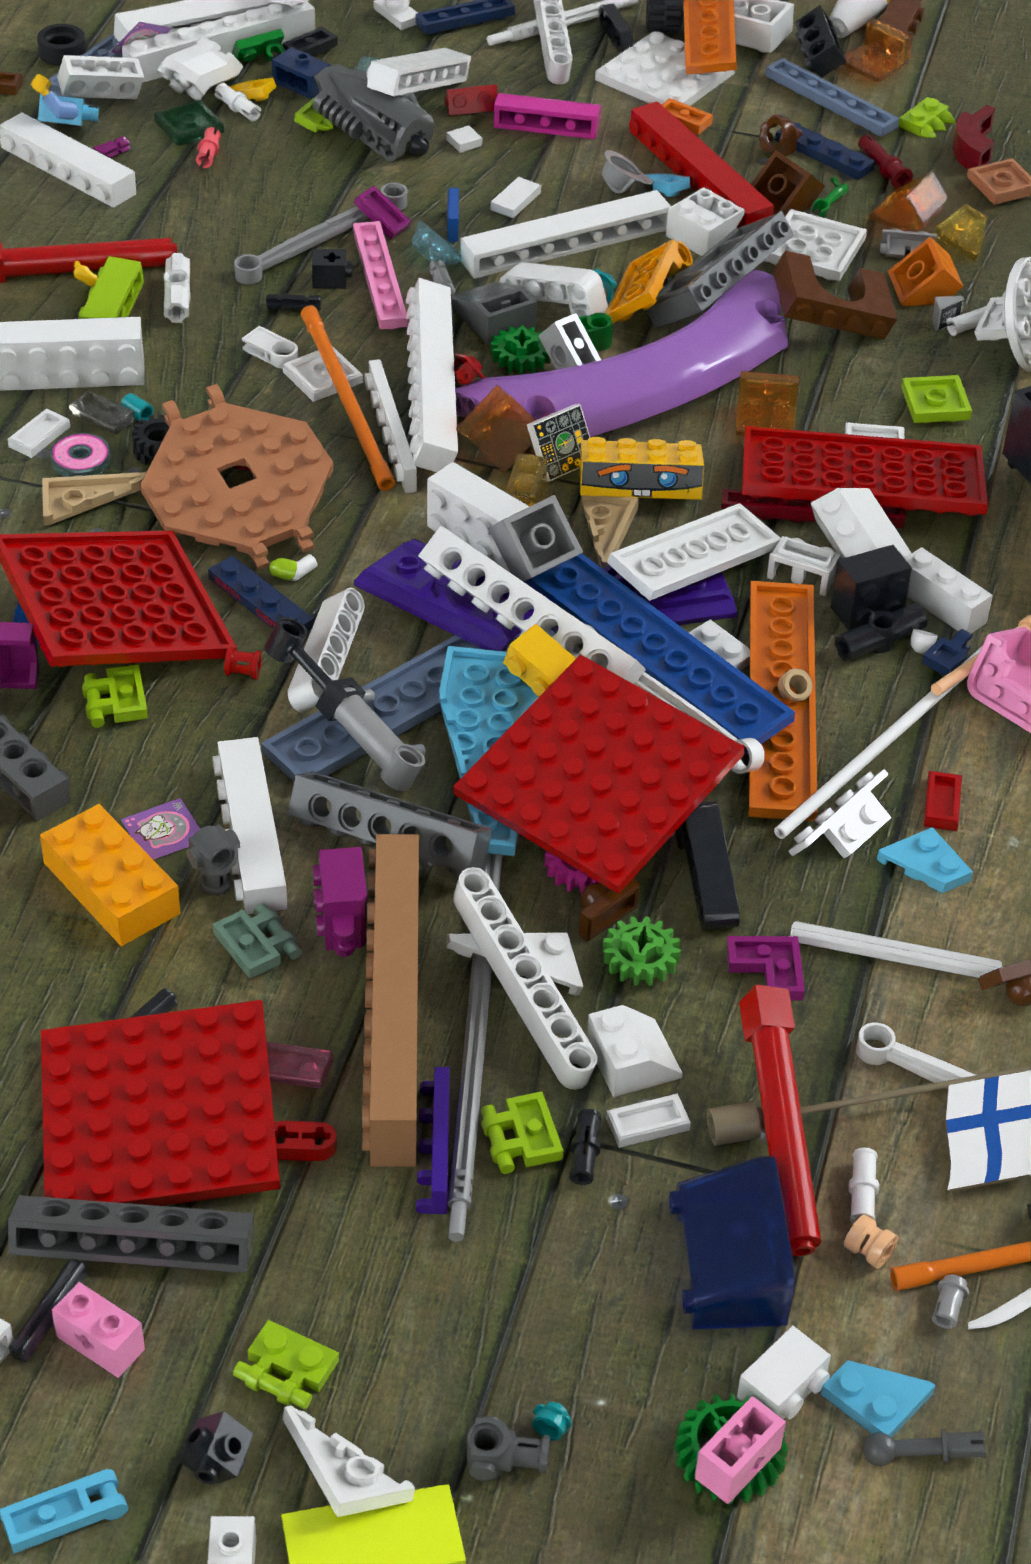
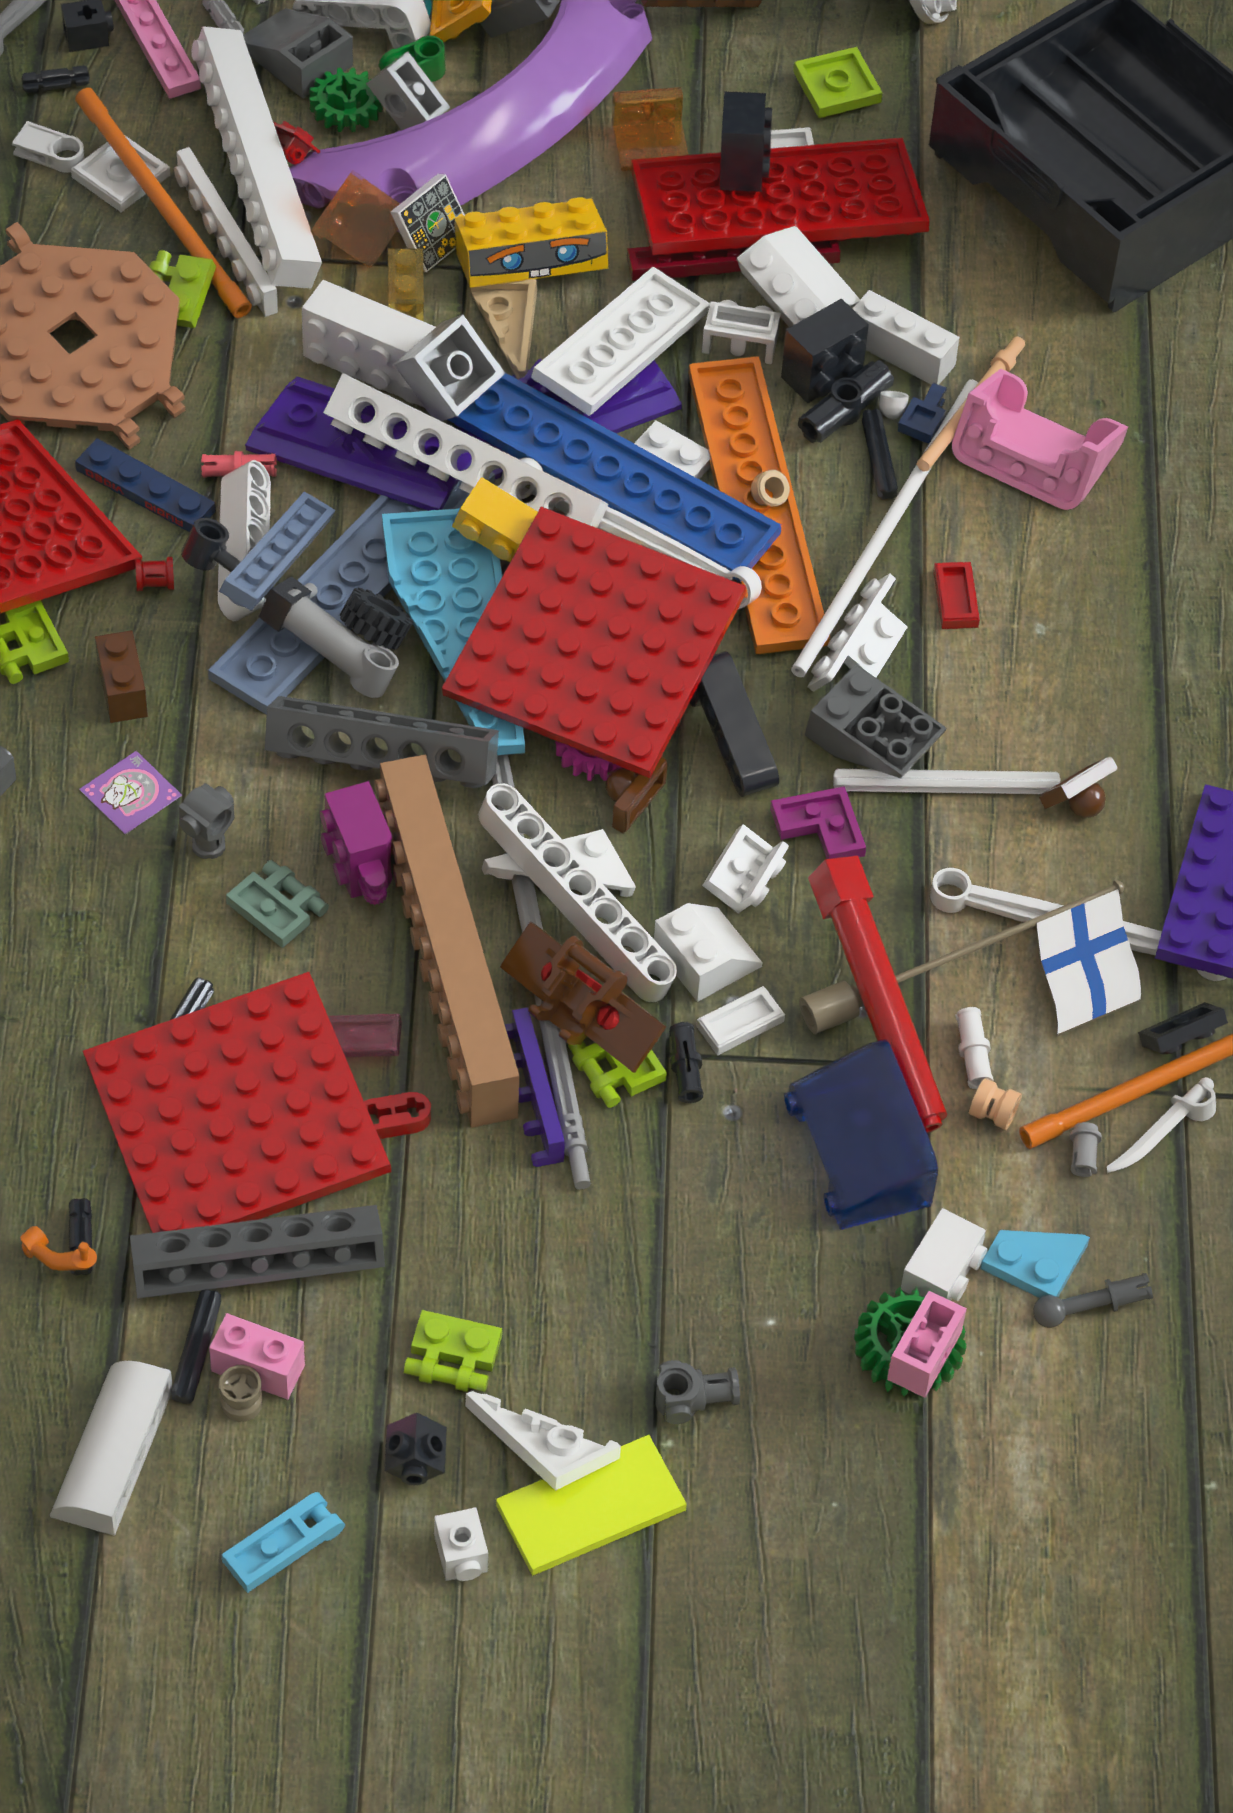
camera: 15 degrees left, 10 degrees up
(72, 1360) = (237, 1384): none -> dark tan wheel
(110, 874) = (96, 859): light orange brick -> none
(185, 735) = (121, 676): none -> reddish brown brick
(252, 820) = (226, 761): white brick -> none
(292, 570) = (167, 443): arm -> none
(325, 590) = (223, 464): none -> coral pin
(345, 656) = (276, 551): none -> sand blue plate
(346, 456) = (188, 281): none -> lime plate
(415, 724) = (376, 618): none -> black tyre
(496, 1071) = (579, 1002): none -> reddish brown piece
(551, 1420) = (729, 1351): teal plate -> none
(658, 954) = (667, 838): bright green gear -> none
(685, 989) = (745, 869): none -> white bracket
(835, 888) = (872, 725): none -> dark grey slope
(841, 420) = (745, 141): none -> black brick
(901, 677) = (879, 454): none -> black axle
(929, 860) = (957, 669): medium azure wing -> none

